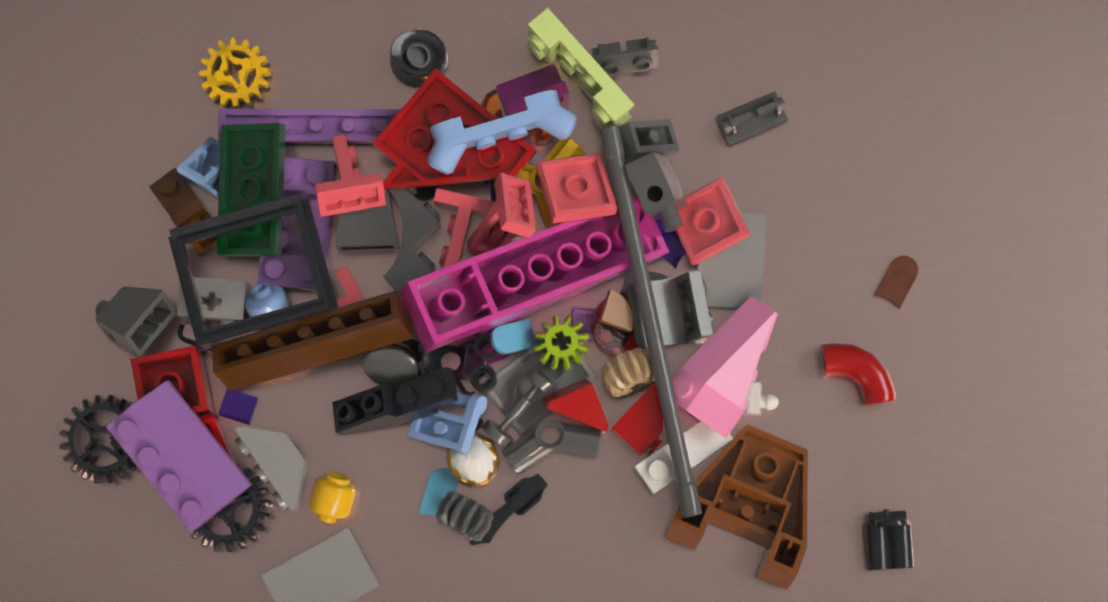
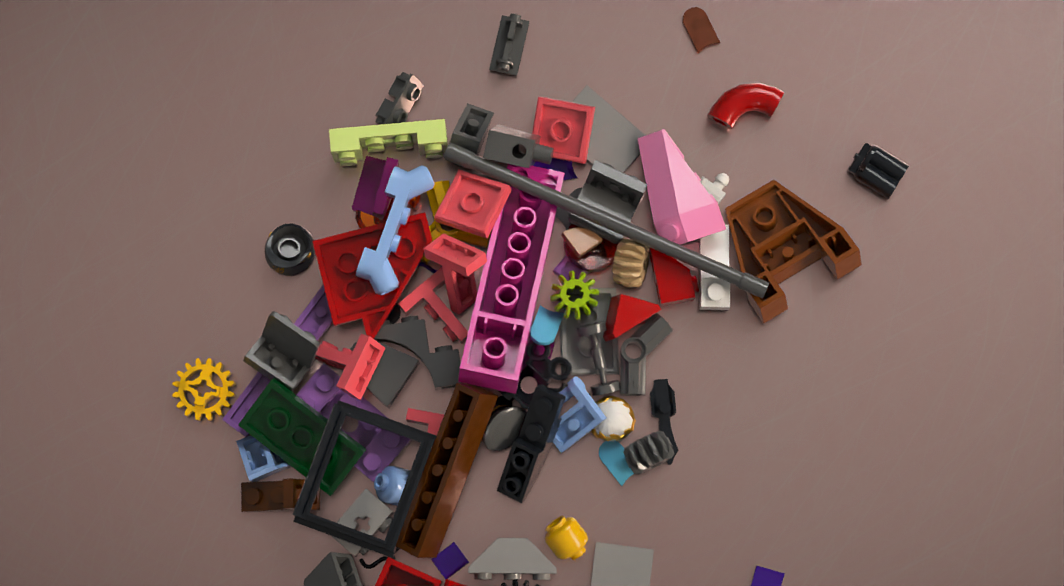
camera: 55 degrees left, 0 degrees up
(314, 116) = (283, 351): none -> dark grey bracket

